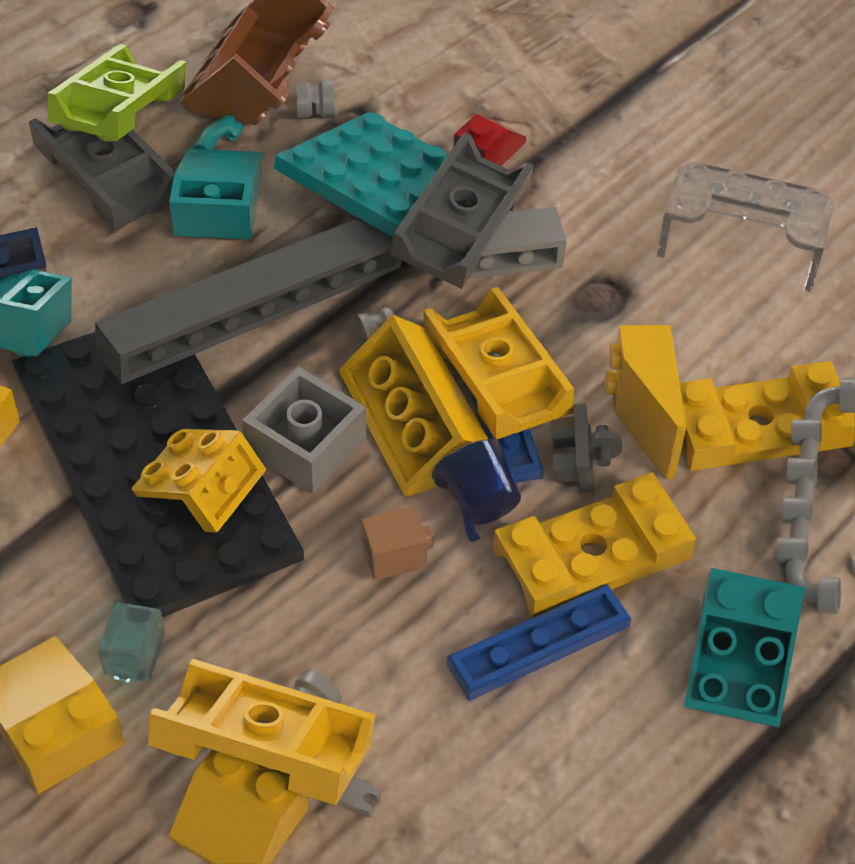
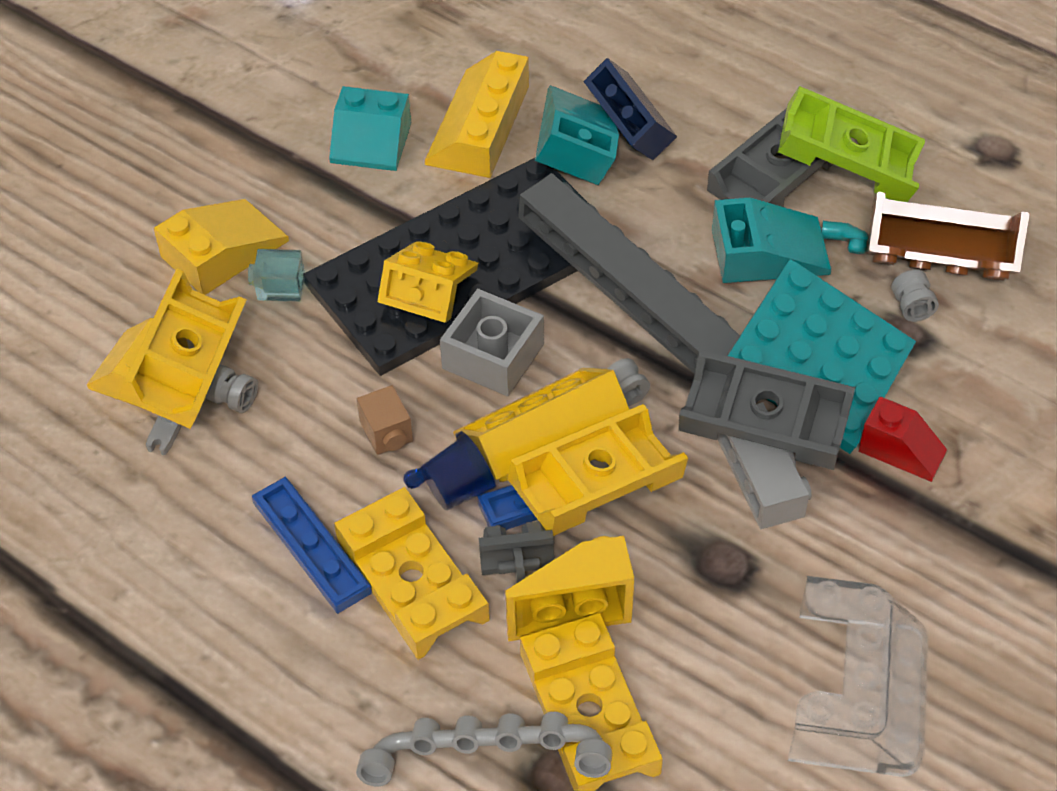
camera: 85 degrees right, 0 degrees up
(744, 647) = (315, 694): teal slope -> none

